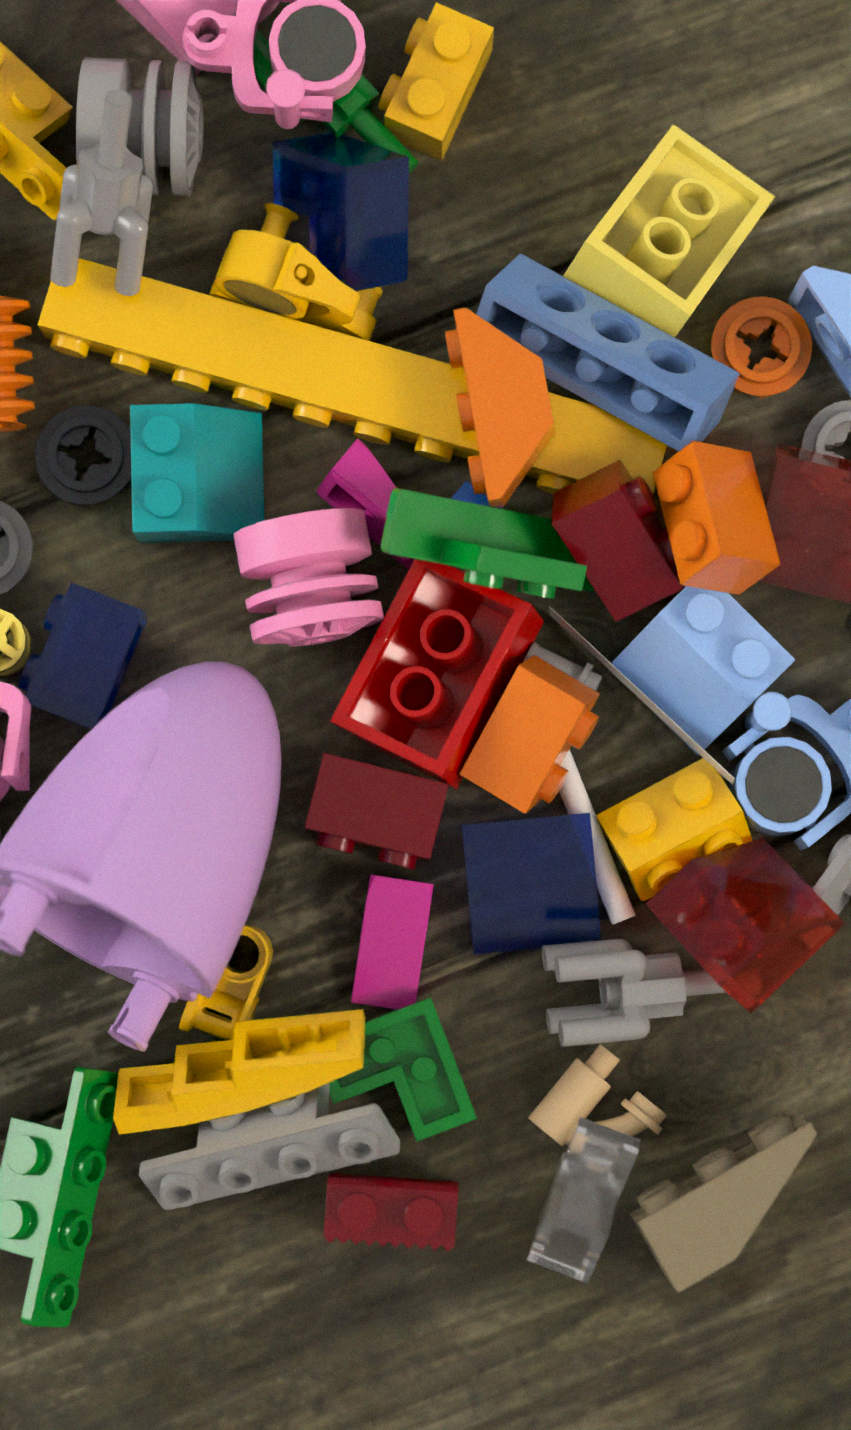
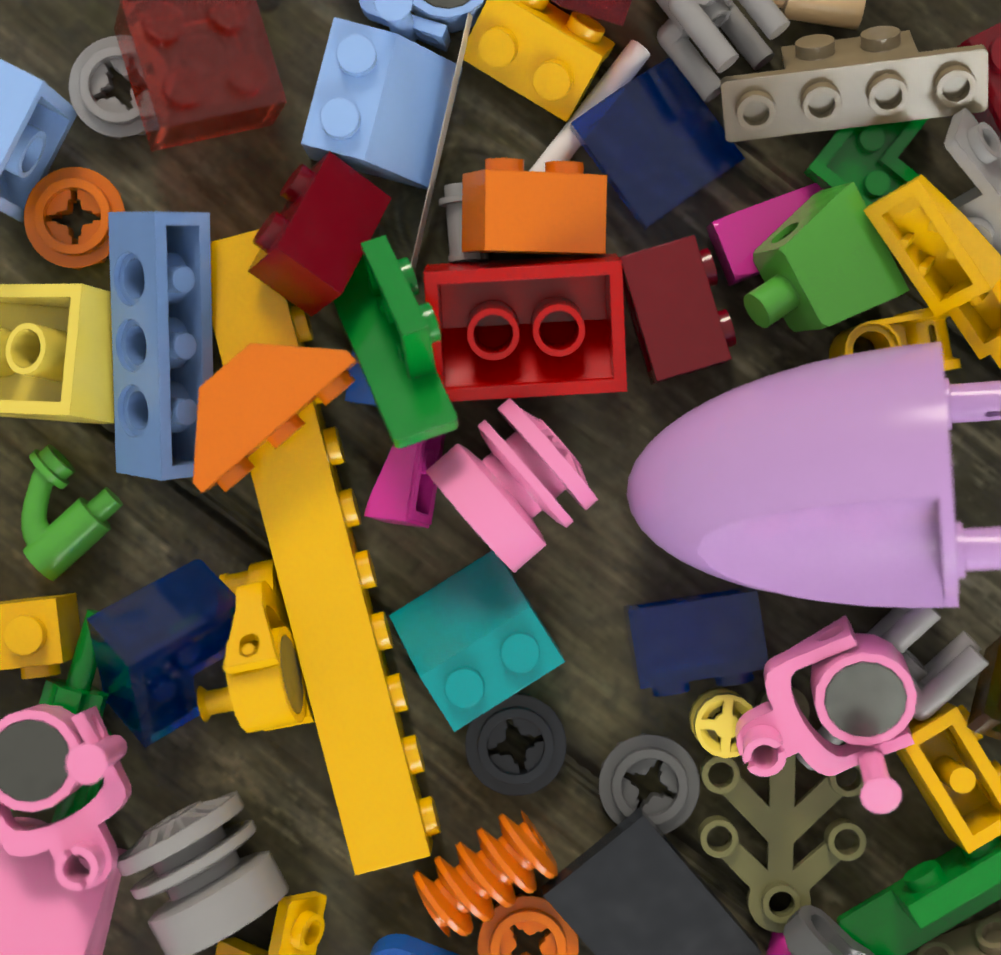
camera: 120 degrees left, 5 degrees up
(107, 198) = (283, 865): light grey plant -> none
(337, 953) = (823, 265): none -> bright green torso
(480, 1075) = (853, 85): none -> dark tan bracket
(493, 192) = (60, 544): none -> bright green plant
(716, 518) = (250, 155): orange brick -> none

